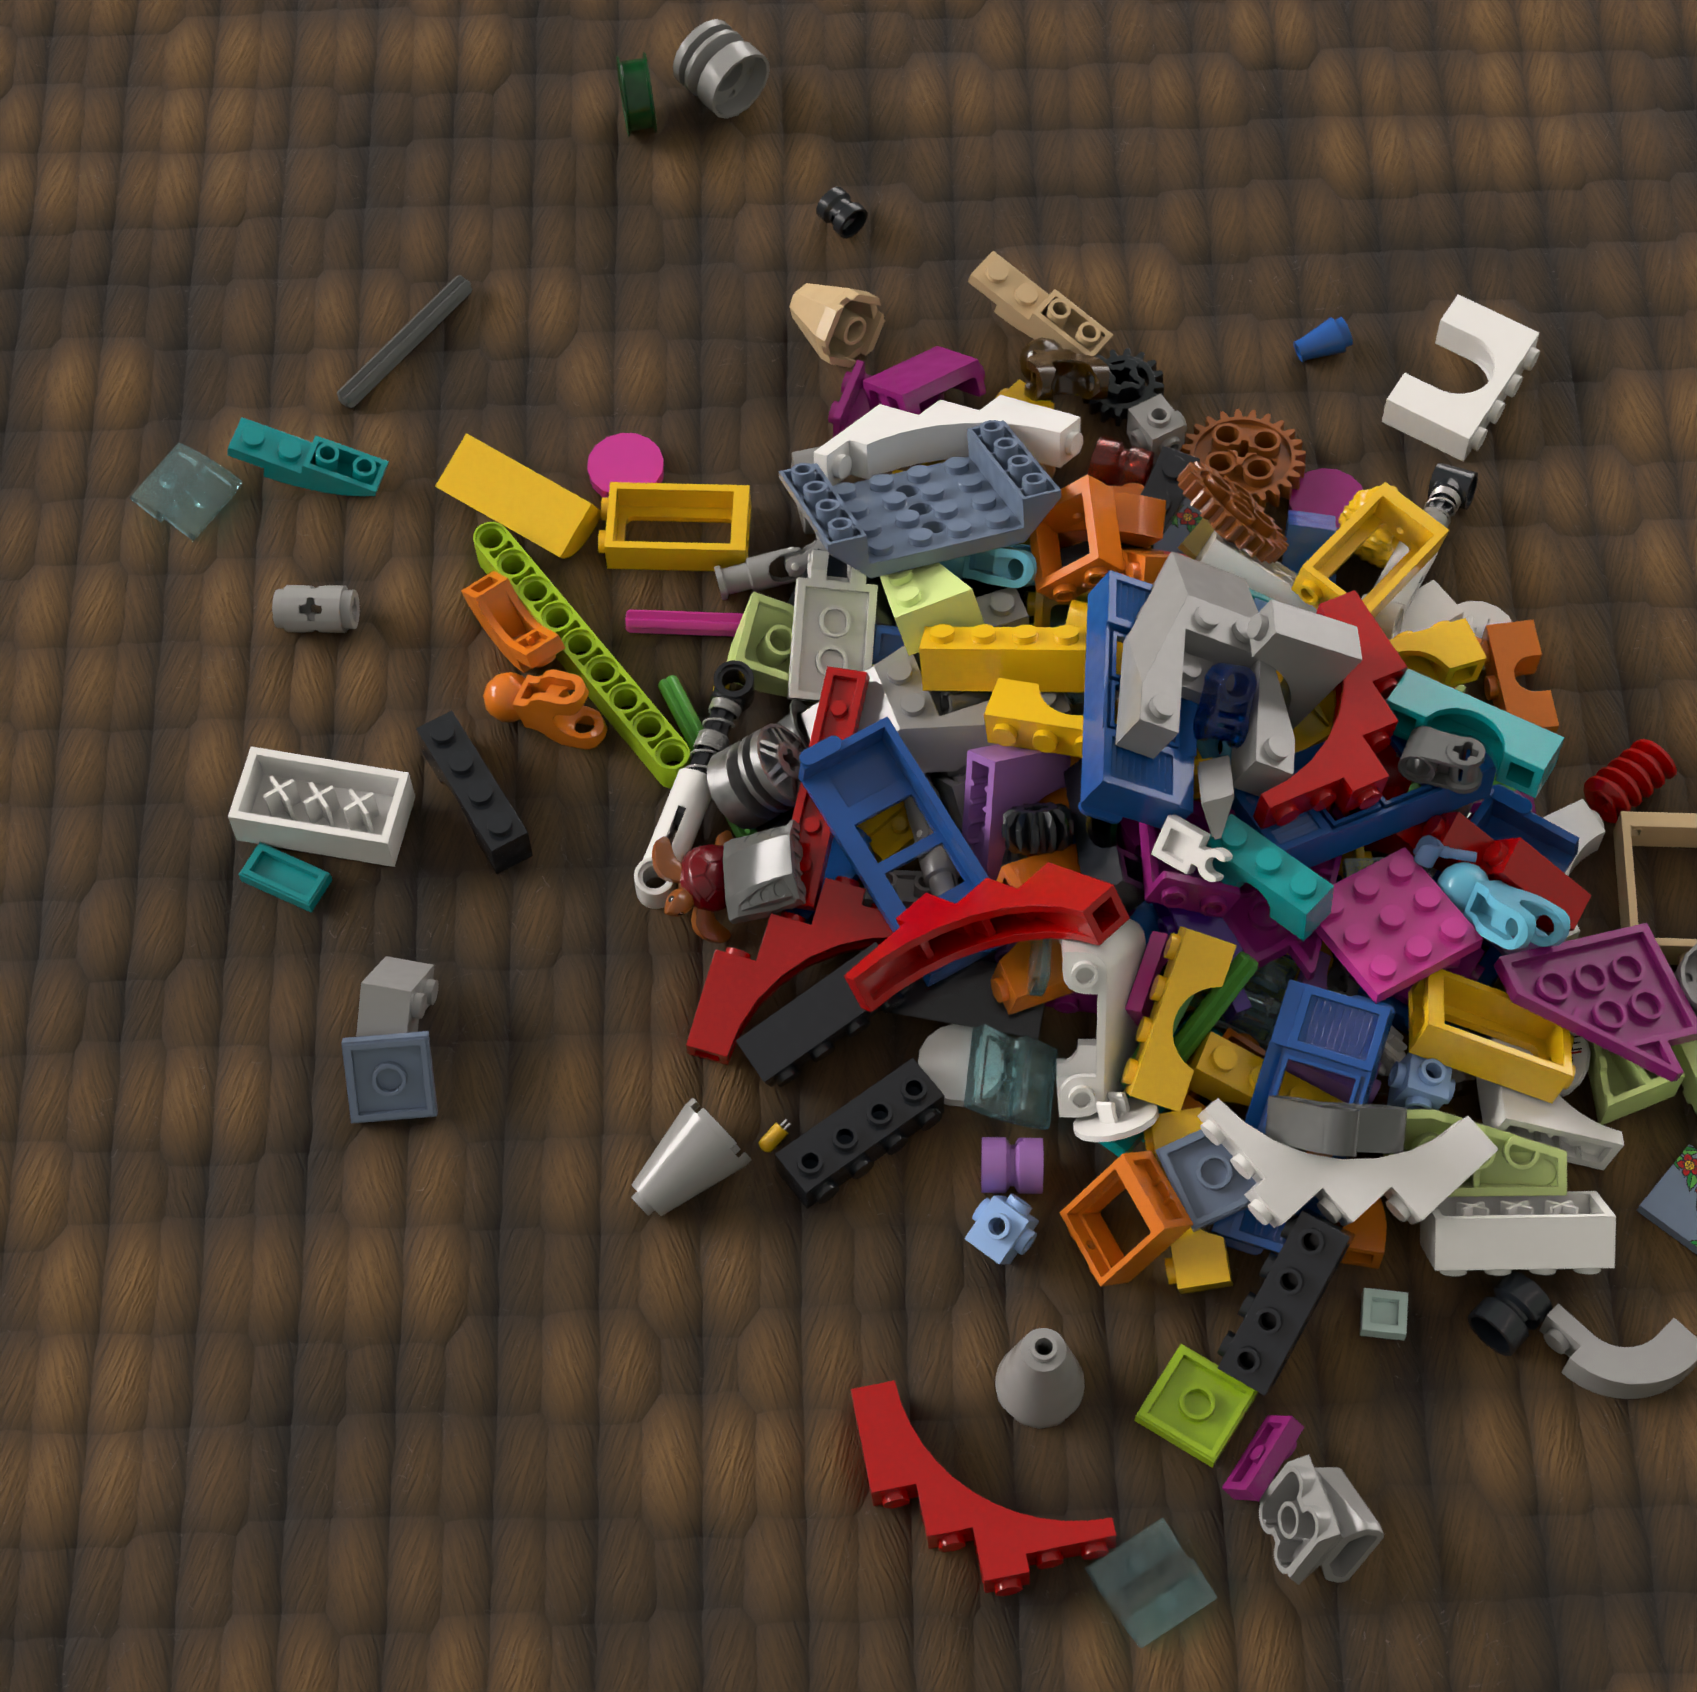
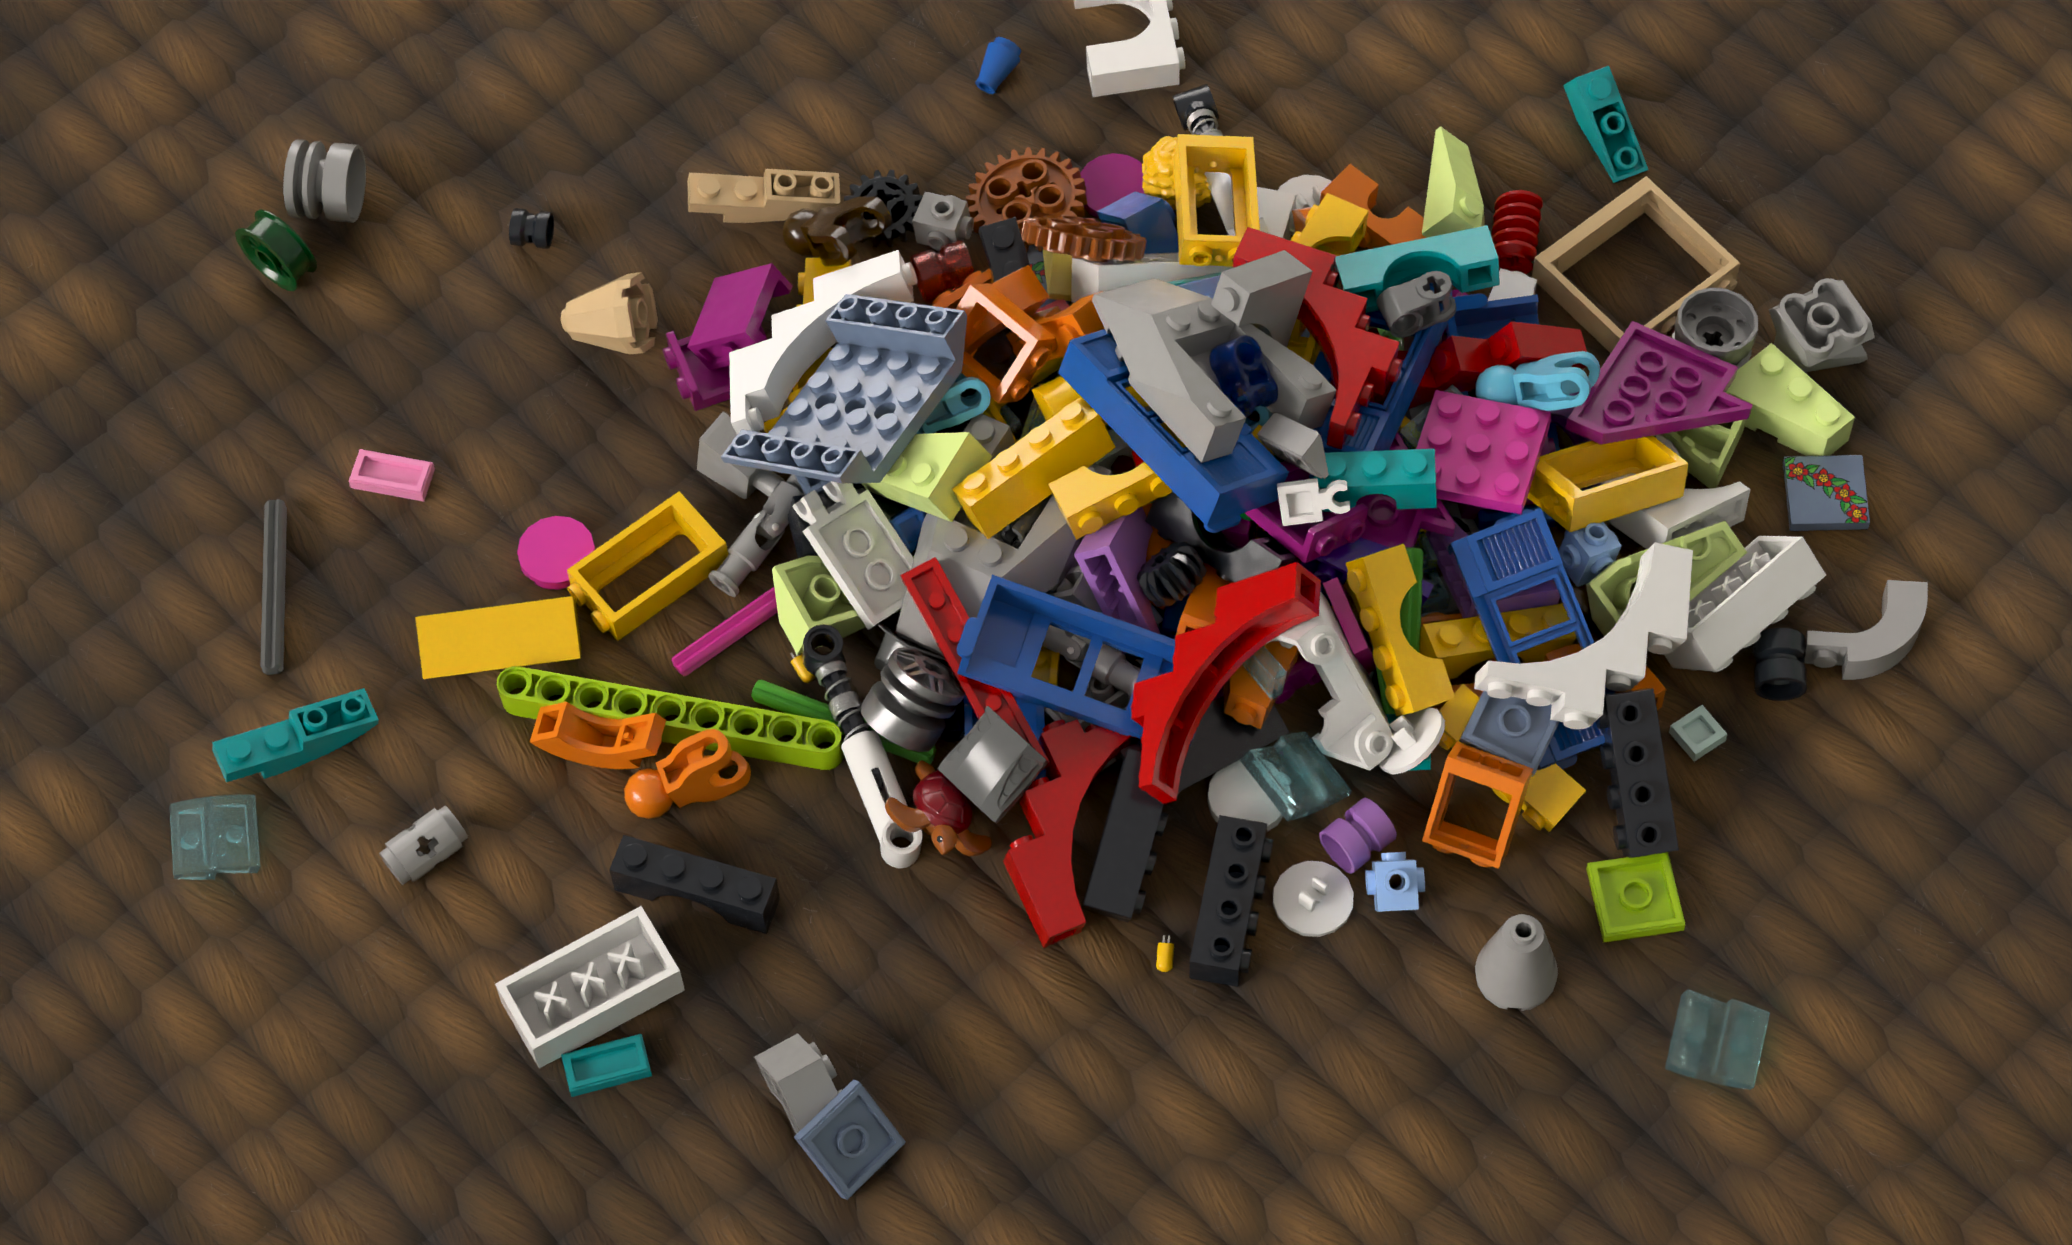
camera: 40 degrees left, 0 degrees up
(566, 322) = (391, 475): none -> bright pink tile
(686, 1161) = (1130, 1018): light grey cone -> none
(934, 1188) = (1313, 898): none -> white piece
(952, 1513) = (1545, 1105): red arch -> none
(1263, 1457) = (1713, 894): magenta plate -> none
(1317, 1522) = (1791, 905): light grey piece -> none
(1336, 1126) = (1574, 623): dark grey beam -> none
(1430, 848) = (1456, 377): medium blue hand -> none
(1600, 716) = (1453, 189): none -> yellowish green wedge

